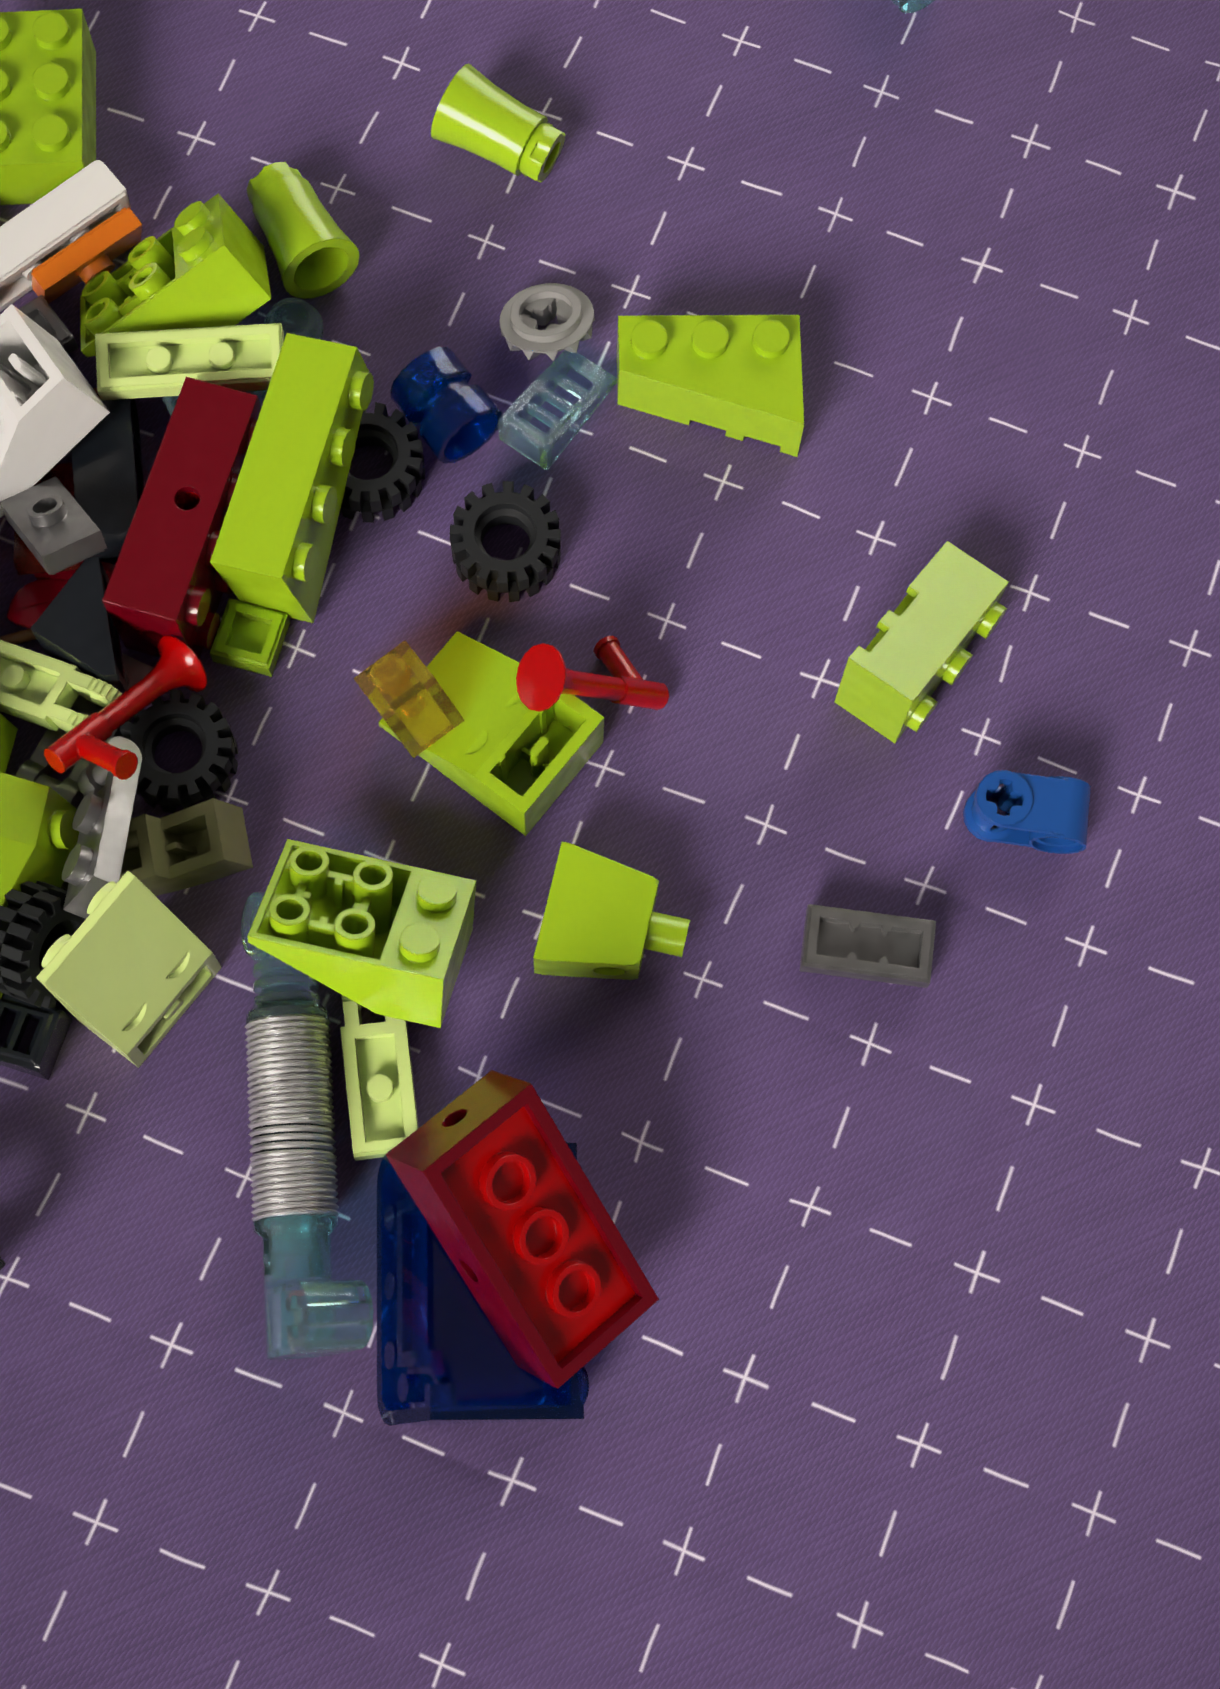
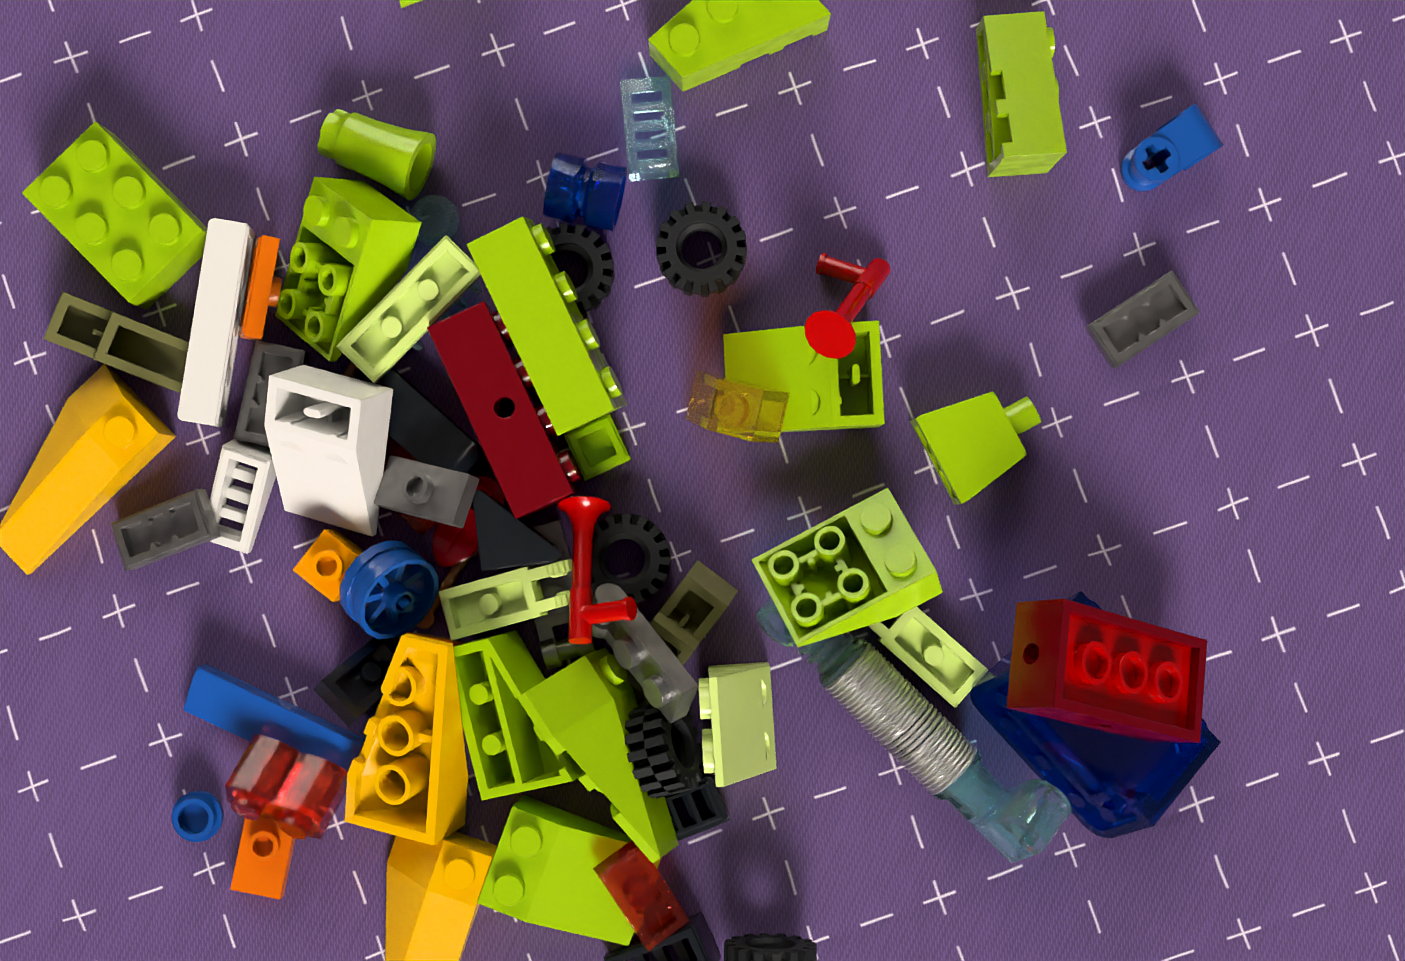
camera: 40 degrees left, 15 degrees up
(536, 307) = (575, 69): light grey gear -> none

